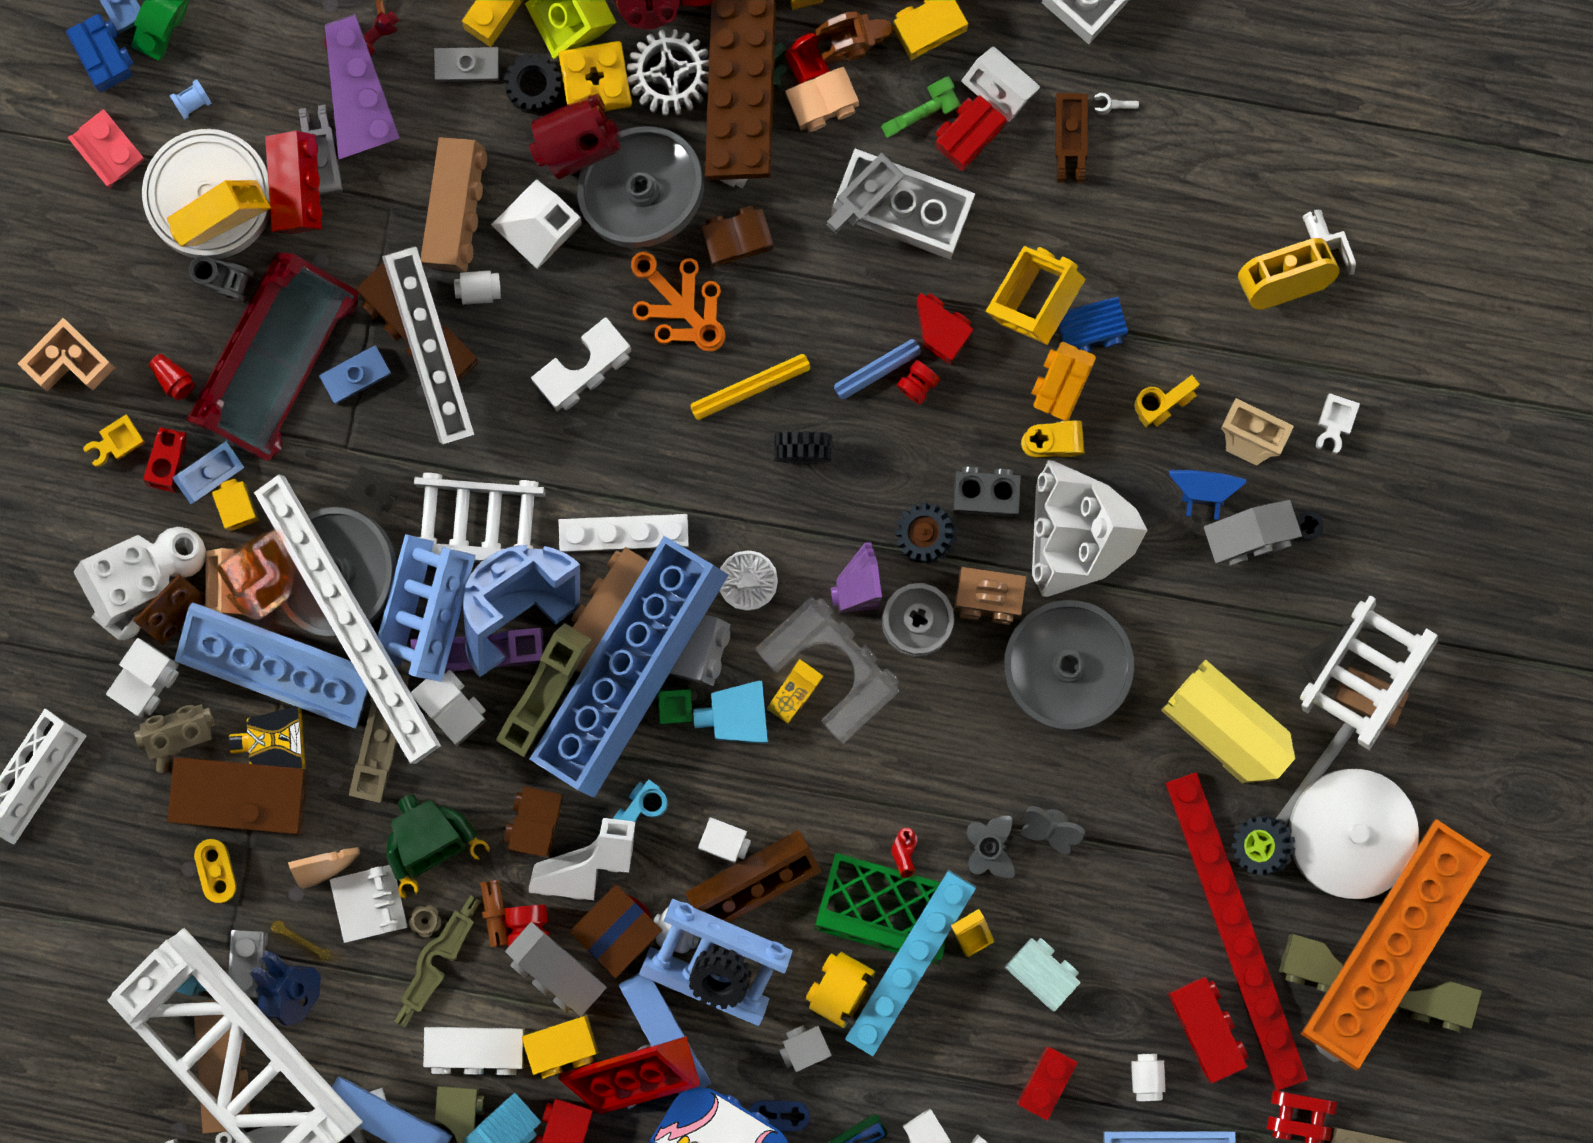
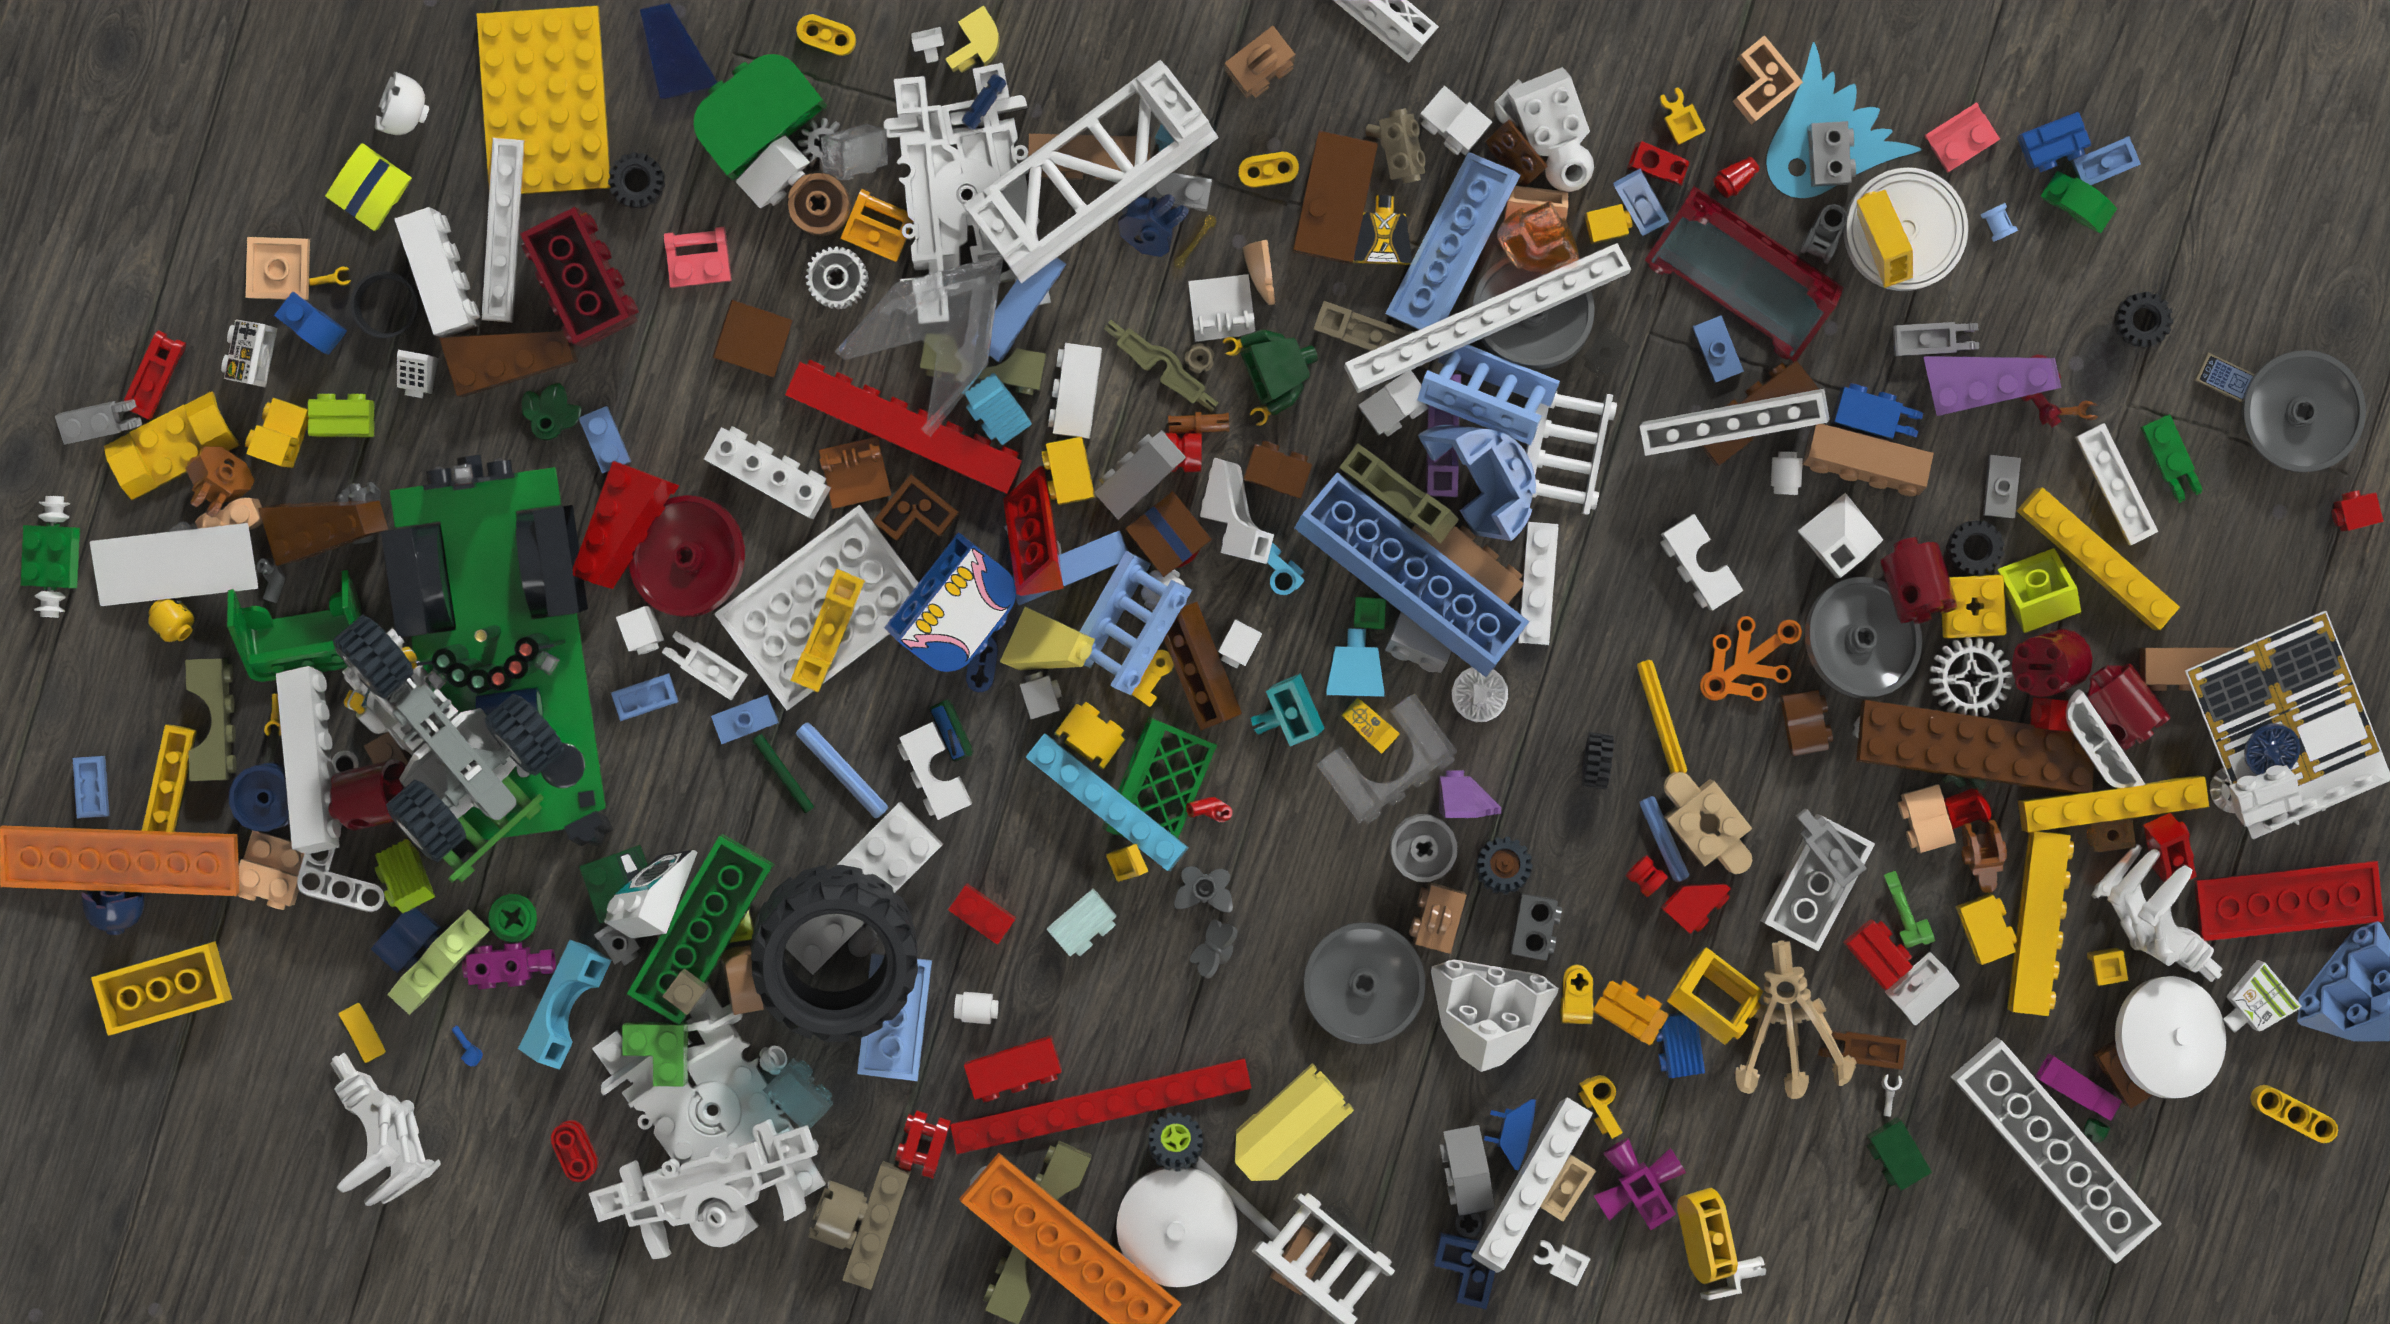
camera: 100 degrees right, 5 degrees up
(101, 893) = (1260, 62): none -> medium nougat brick
(120, 288) = (1818, 104): none -> medium azure piece
(136, 281) = (1831, 153): none -> light grey brick
(293, 182) = (1906, 311): red brick -> none
(405, 206) = (1872, 413): none -> blue hinge
(724, 964) = (1125, 630): black tyre -> none
(749, 1049) = (1045, 644): none -> light yellow slope
(759, 924) = (1159, 666): none -> yellow leg
(788, 777) = (1291, 710): none -> teal brick
(854, 325) = (1707, 822): none -> tan brick
(1115, 201) = (1795, 1082): none -> tan piece
(1177, 87) = (1898, 1154): none -> dark green brick
(1244, 350) = (1640, 1184): none -> magenta brick
(1260, 462) = (1532, 1185): none -> white brick
(1350, 512) = (1475, 1278): none -> dark blue brick

